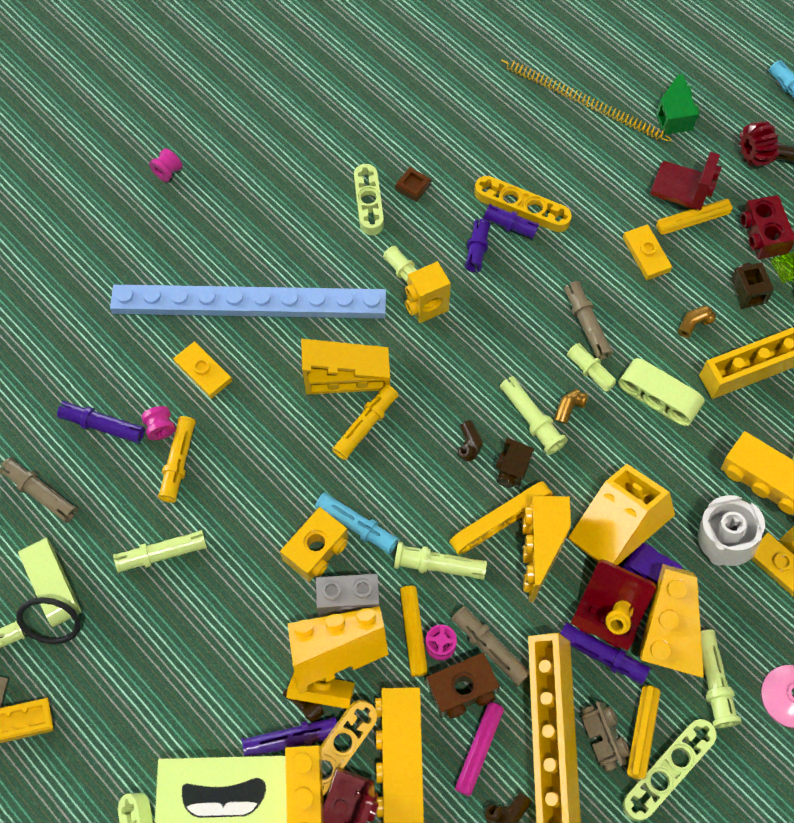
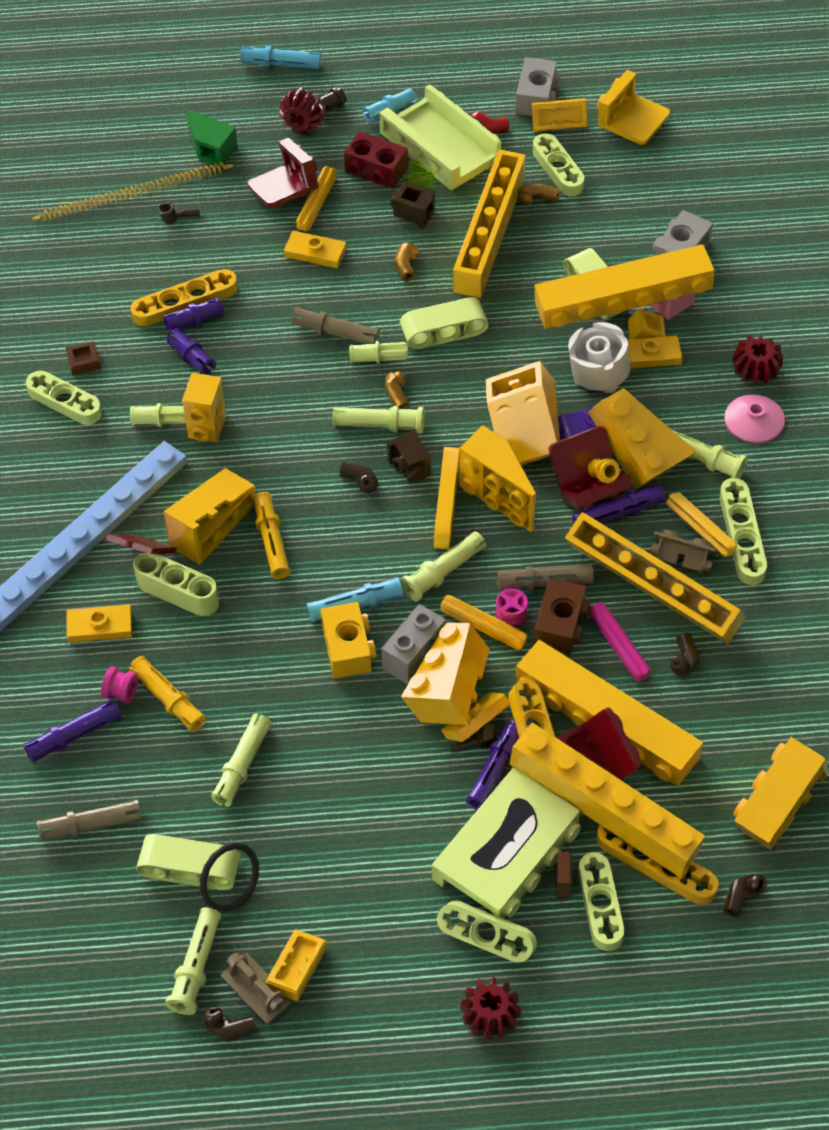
camera: 50 degrees left, 10 degrees down
(265, 381) = (186, 593): none -> yellowish green beam
(280, 344) = (140, 543): none -> dark red piece
(588, 138) = (170, 214): none -> dark brown hand

